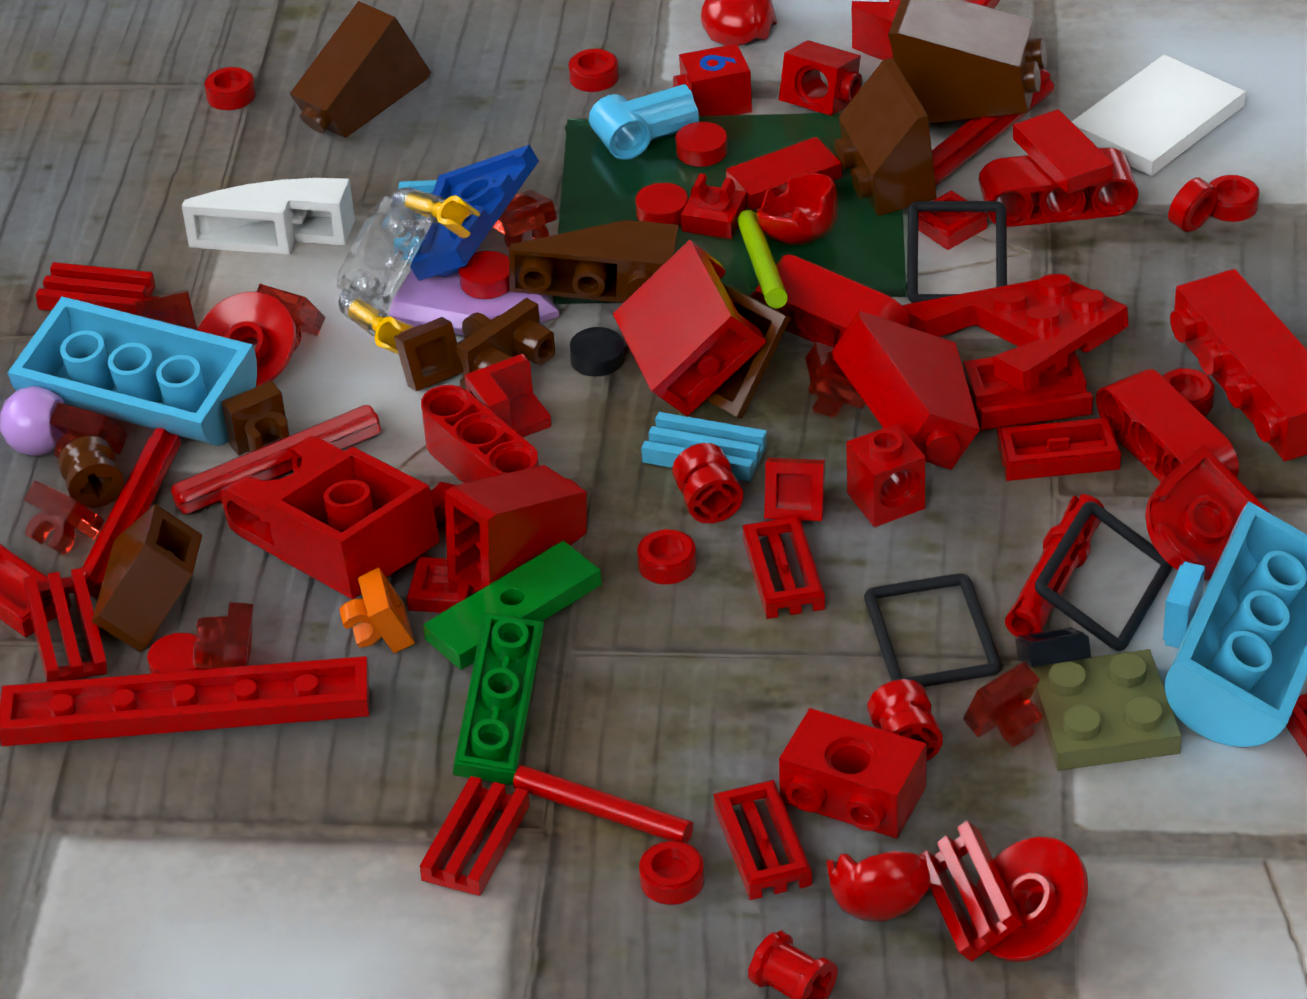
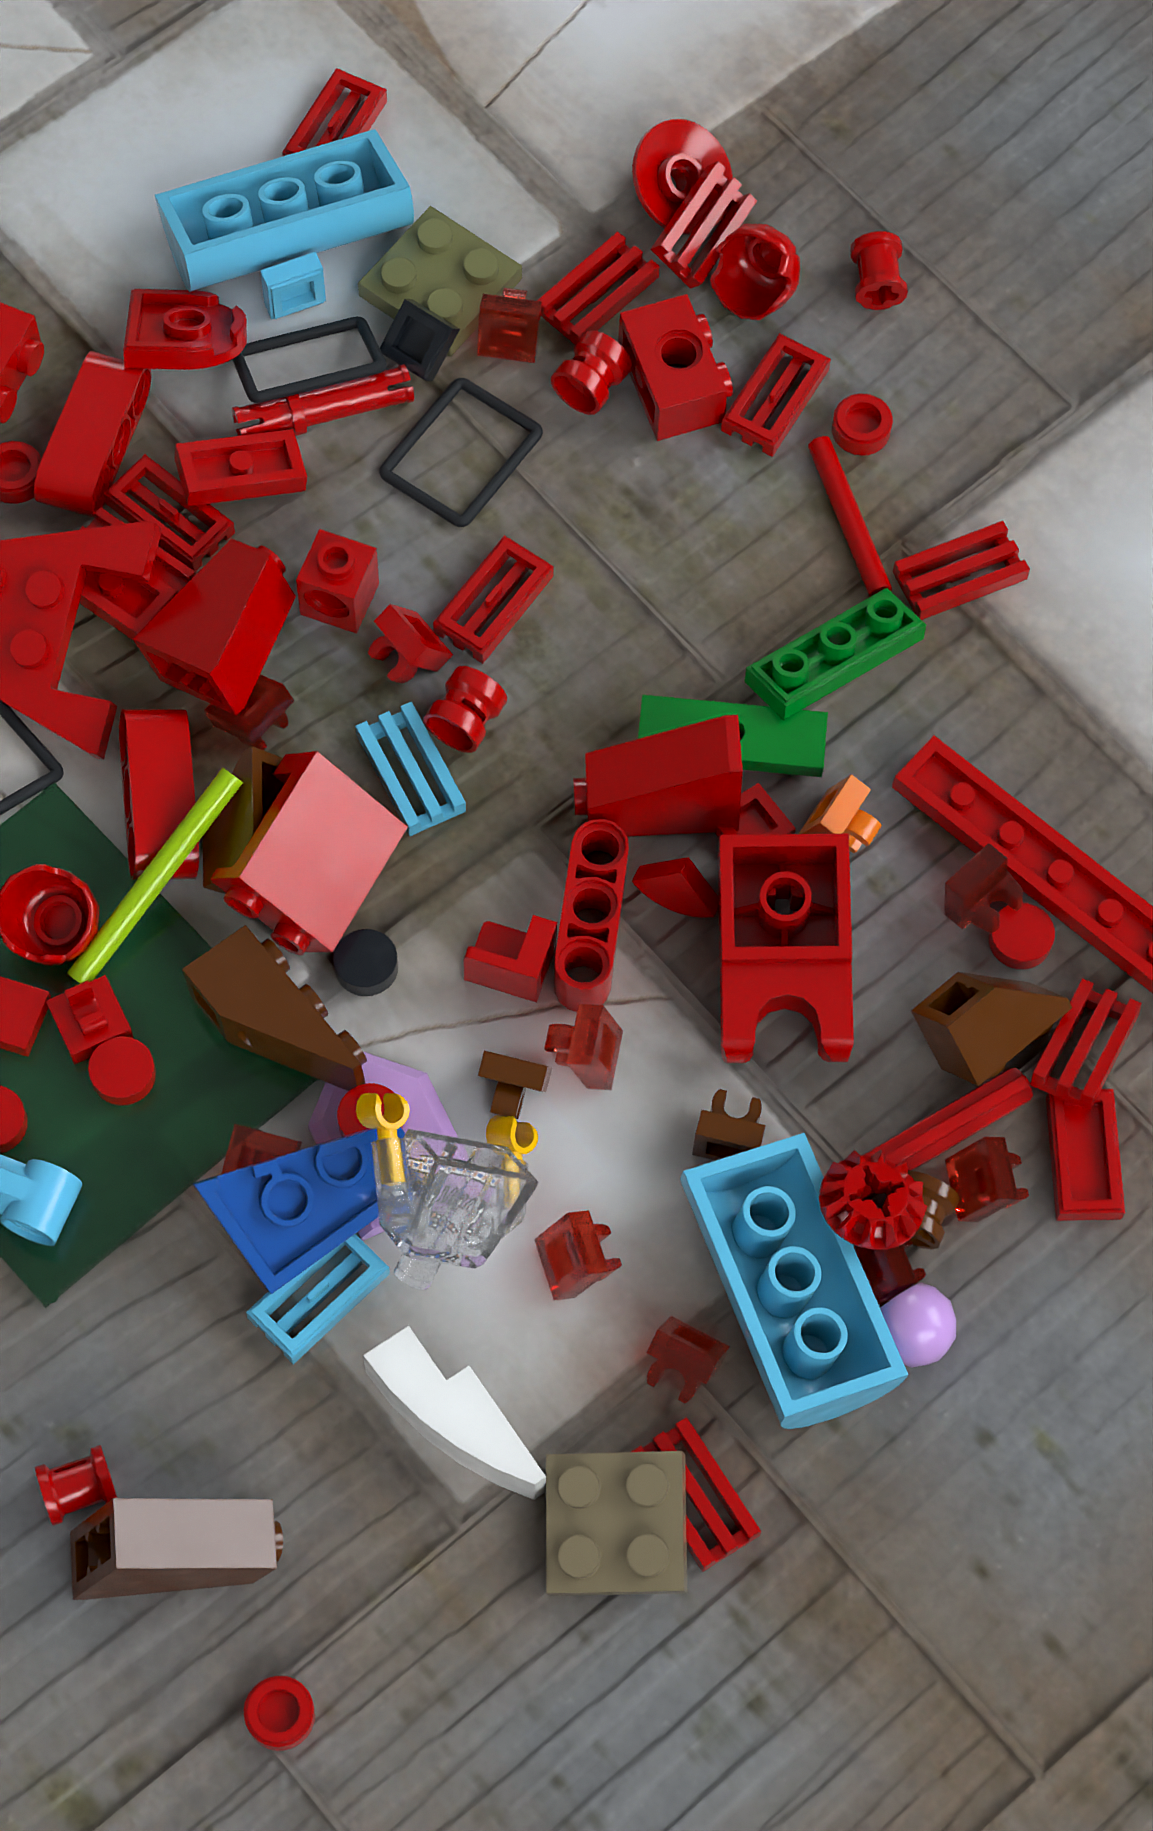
camera: 140 degrees left, 25 degrees up
(121, 432) = (861, 1220): none -> red gear
(125, 241) = (616, 1523): none -> dark tan plate
(257, 321) = (666, 1229): red dish -> none
(273, 459) = (777, 1095): red axle -> none
(397, 395) = (588, 1046): none -> clear red tile
(450, 76) = (75, 1485): none -> red bush
(504, 337) = (448, 1031): reddish brown hips -> none
(666, 557) = (562, 690): red tile -> none
(984, 761) = (586, 271): none -> red tile
(1045, 484) = (240, 467): none -> red plate

